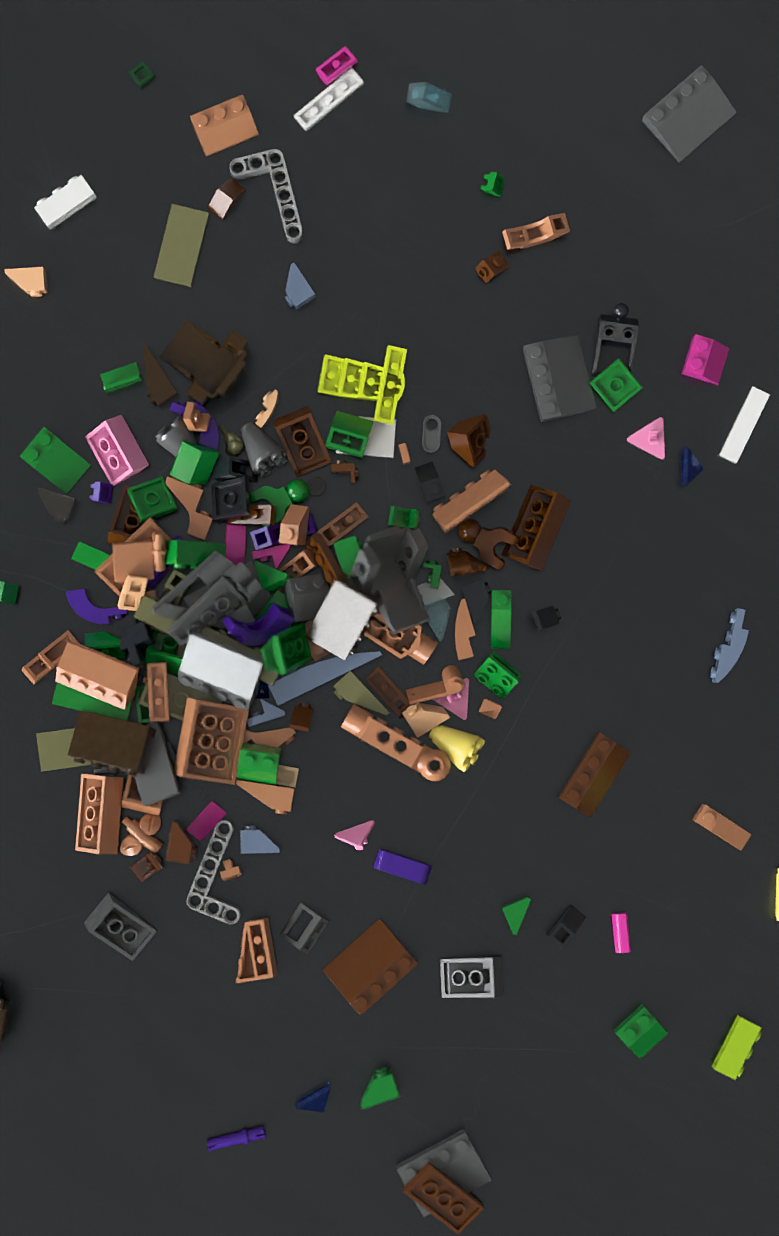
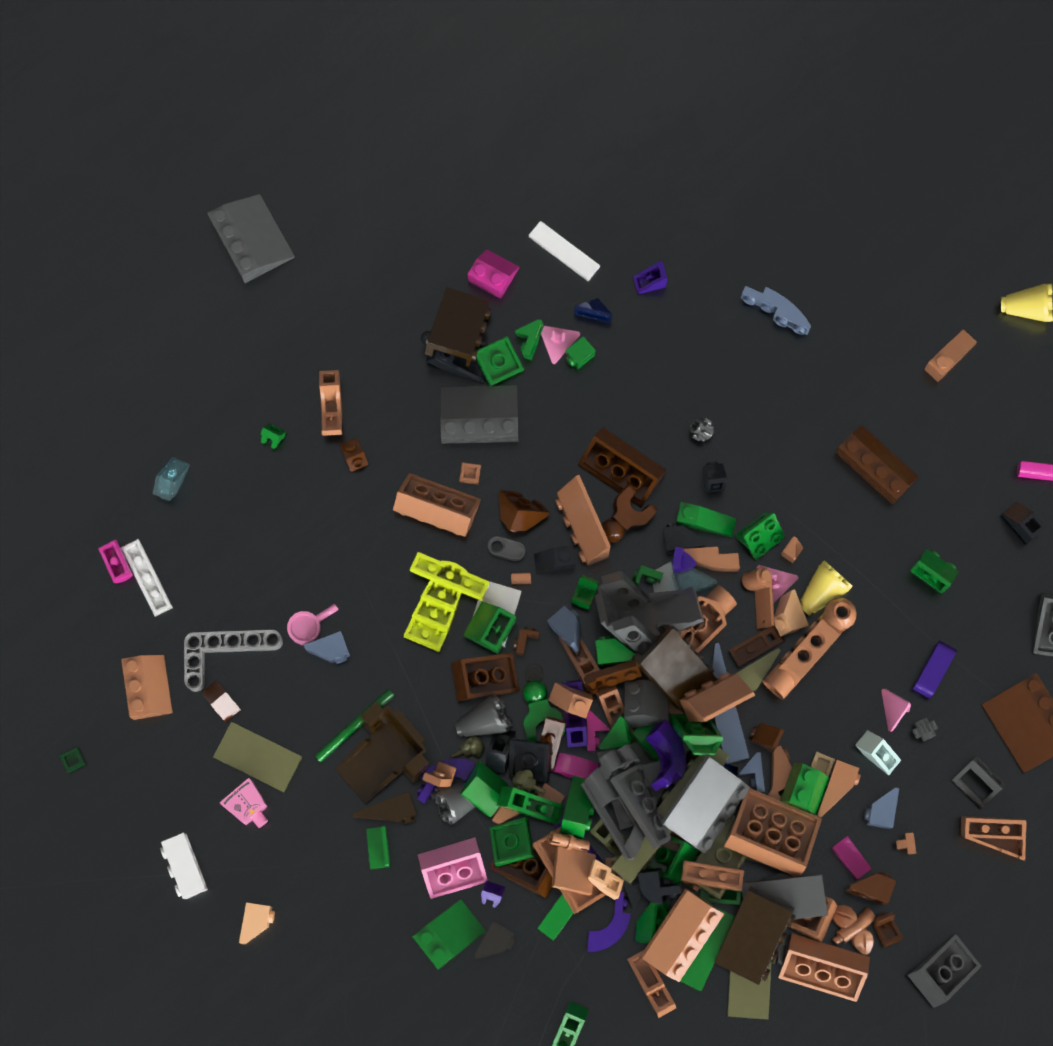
camera: 75 degrees left, 10 degrees down
(134, 245) = (246, 804): none -> bright pink torso
(187, 508) = (529, 804): none -> green slope
(208, 499) = (524, 781): none -> olive piece
(209, 874) = (907, 864): light grey beam -> none
(228, 327) = (350, 728): none -> green piece
(269, 403) = (441, 701): light nougat slope -> none
(311, 827) = (878, 752): none -> light aqua slope
(314, 260) = (306, 627): none -> bright pink piece
(323, 660) = (715, 697): none -> nougat slope
(342, 867) = (925, 729): none -> dark grey gear
(365, 508) = (567, 627): none -> sand blue slope
(452, 603) = (682, 561): none -> dark purple tile
(459, 357) = (436, 504): none -> nougat slope
(463, 563) = (643, 544): reddish brown wedge -> none
(498, 383) = (470, 473): none -> nougat tile
(499, 849) = (935, 571): none -> green slope
(515, 913) = (1001, 568): green slope -> none
(590, 596) = (702, 429): none -> dark grey gear
(640, 337) = (459, 325): none -> dark brown panel
(641, 462) = (579, 353): none -> green brick
(651, 412) = (532, 333): none -> green slope
(733, 515) = (651, 278): none -> dark purple slope

